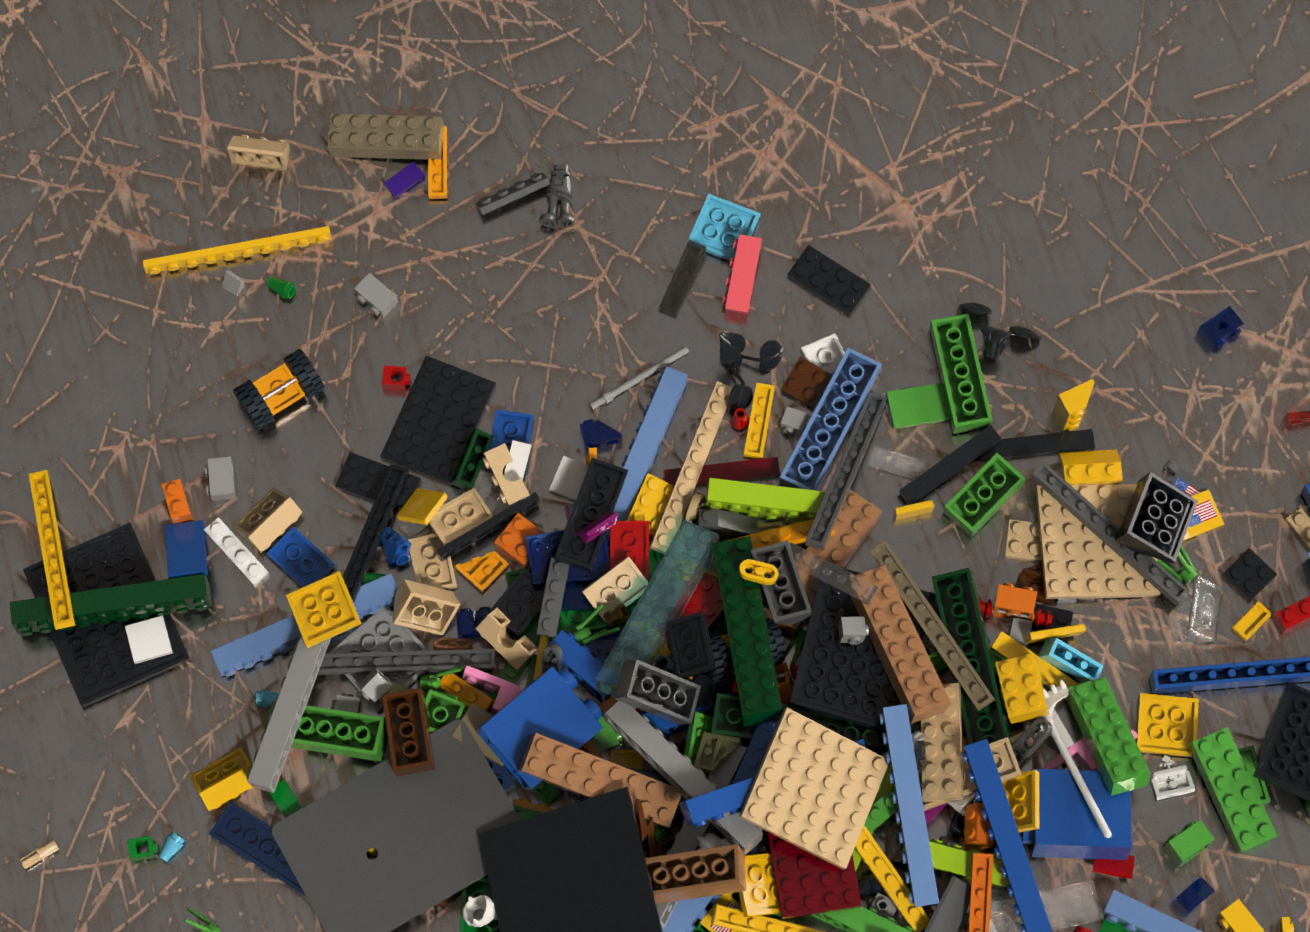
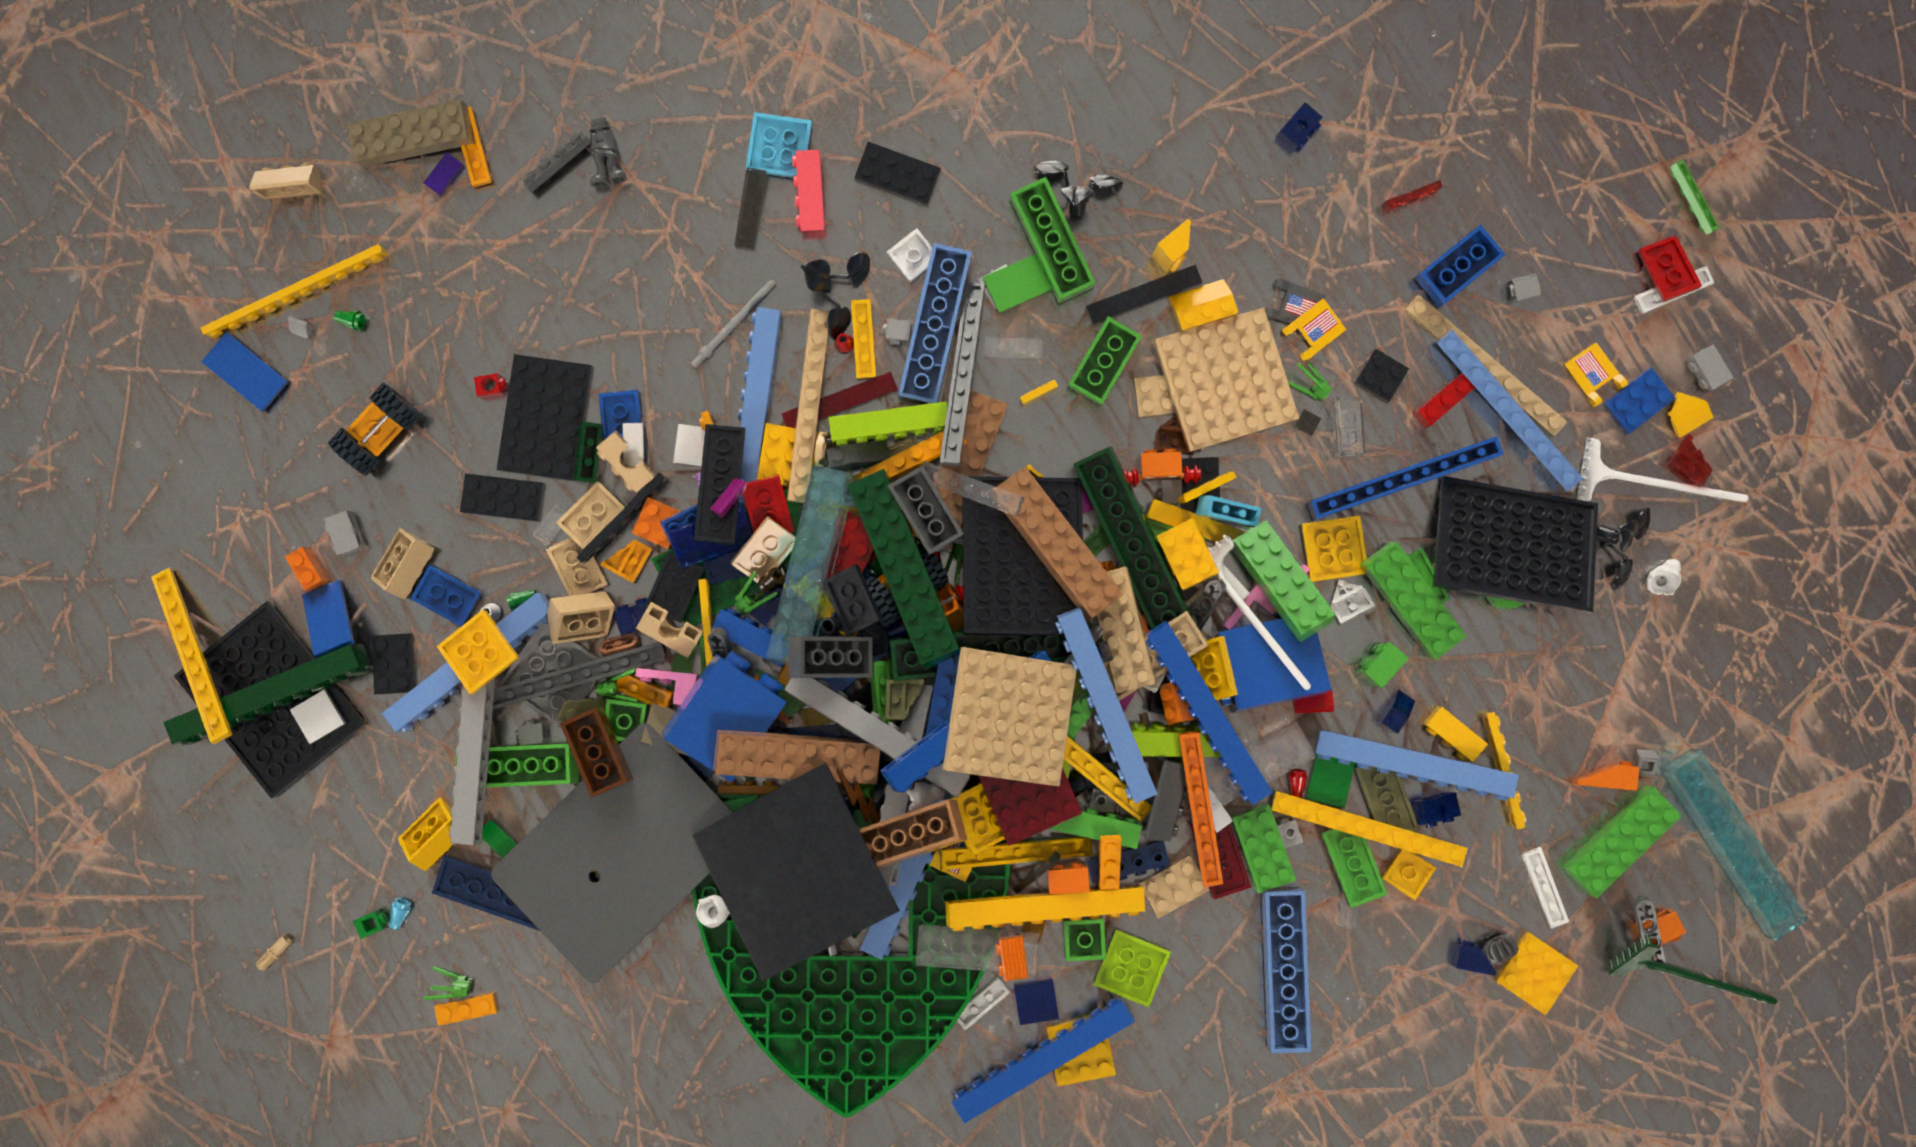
camera: 15 degrees left, 15 degrees up
(170, 310) = (244, 371): none -> blue tile
(232, 610) = (393, 663): none -> black plate
(236, 551) = (381, 603): white plate -> none
(264, 698) = (448, 744): medium azure cone -> none
(374, 529) = (508, 553): black tile -> none
(374, 685) = (552, 708): light grey brick -> none
(375, 295) = (447, 304): light grey brick -> none
(395, 548) = (534, 559): blue rock -> none
(422, 506) = (550, 514): yellow tile -> none
(552, 598) = (703, 580): dark grey plate -> none
(598, 435) = (706, 394): clear blue slope -> none
(758, 570) = (901, 506): yellow plate -> none
(807, 382) = (901, 287): reddish brown plate -> none
(852, 630) = (1009, 541): light grey brick -> none
(933, 626) = (1086, 514): dark tan plate -> none
(950, 465) = (1064, 338): black tile -> none
(1107, 532) = (1237, 371): dark grey plate -> none
(1156, 519) = (1281, 346): black slope -> none
(1251, 621) = (1393, 422): yellow tile -> none

